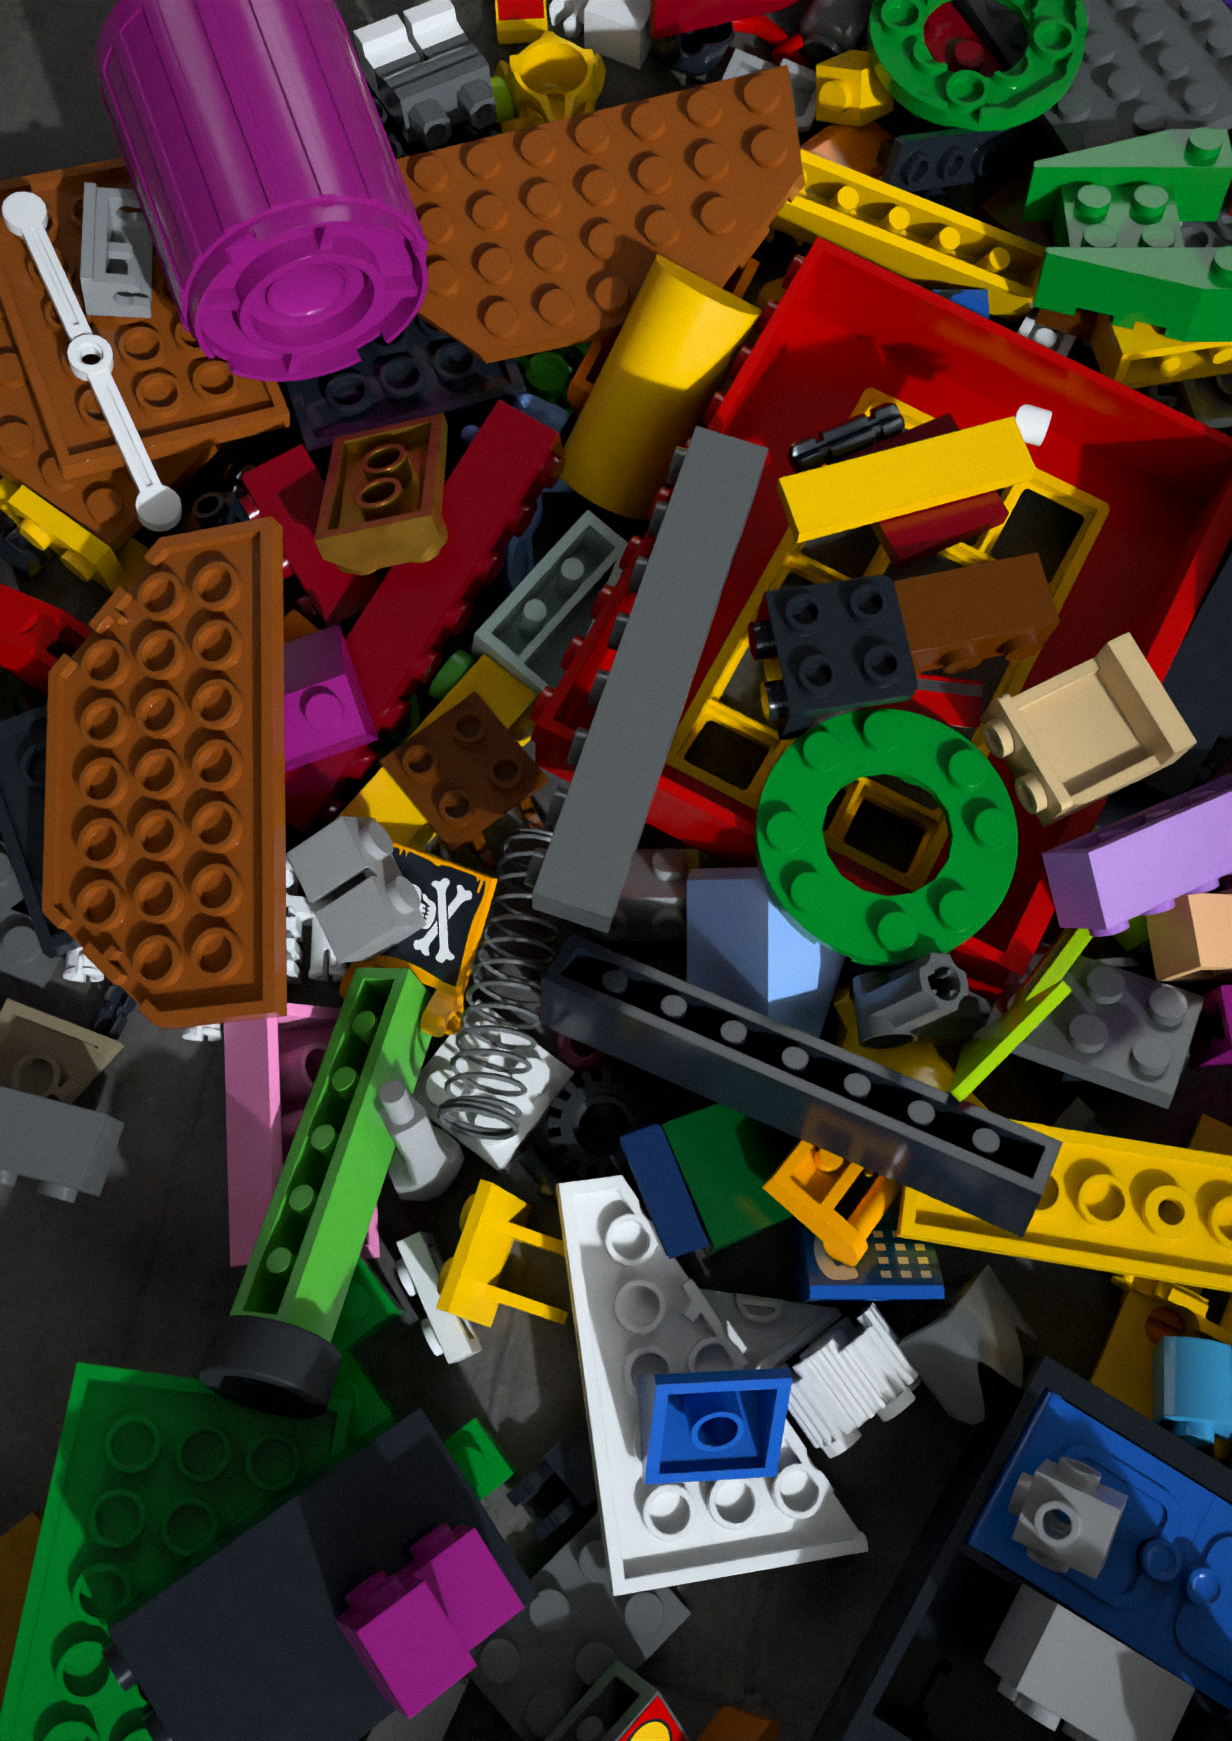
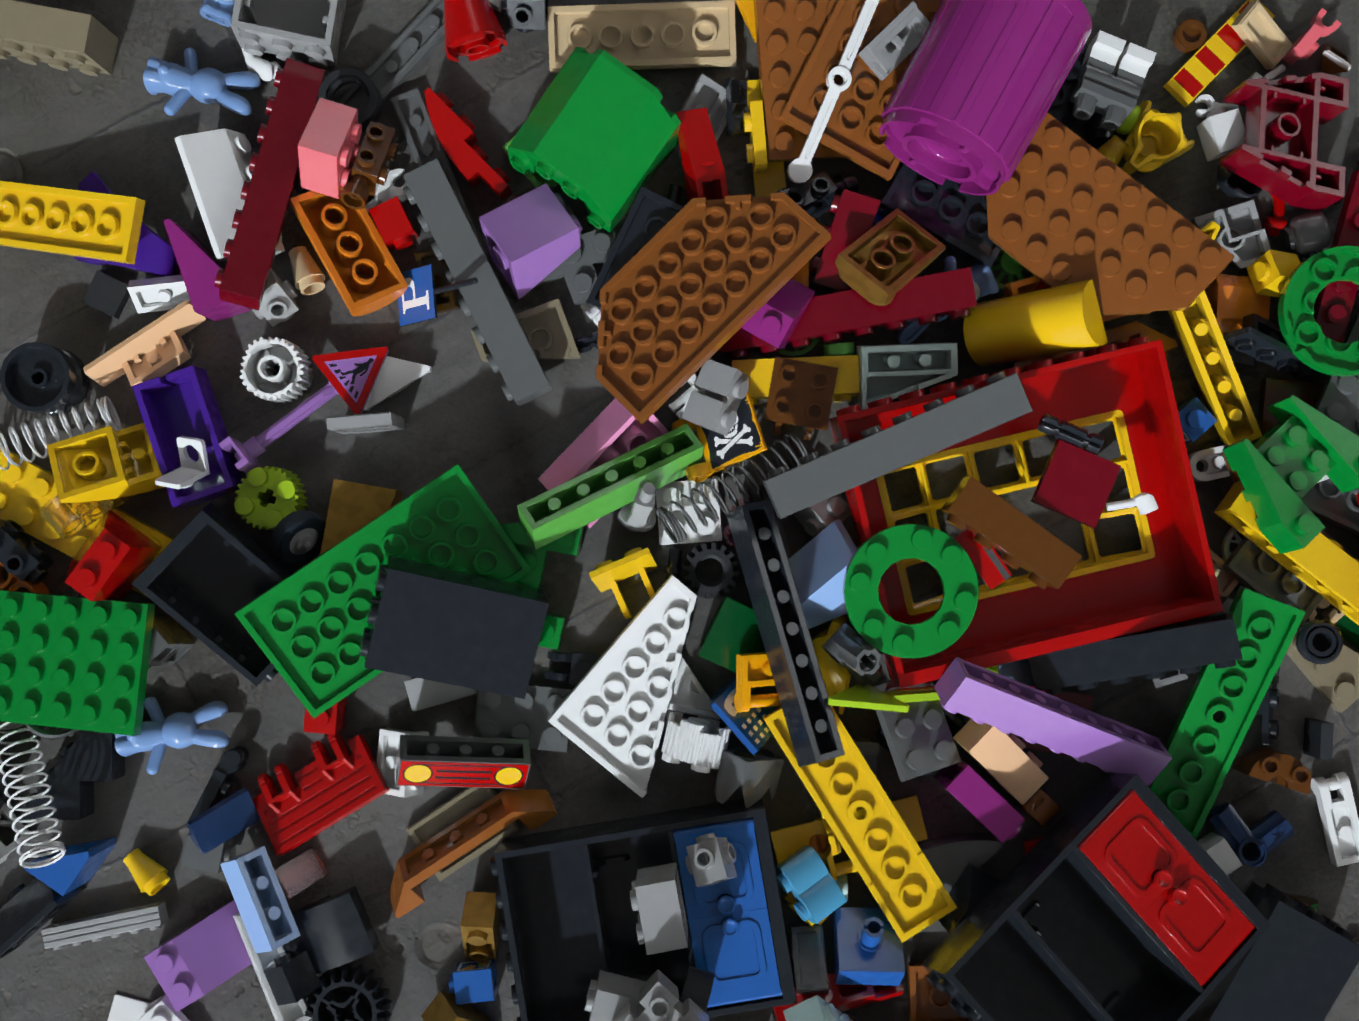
camera: 50 degrees right, 15 degrees up
(270, 1366) = (516, 535): black tyre -> none
(419, 1274) = (598, 551): white plate -> none
(427, 1617) = (485, 670): magenta brick -> none
(663, 1189) = (704, 616): dark blue slope -> none
(712, 1424) = (636, 706): blue slope -> none
(830, 650) = (966, 509): black bracket -> none
(905, 479) = (1071, 474): yellow tile -> none
(1086, 732) = (1022, 634): tan panel -> none

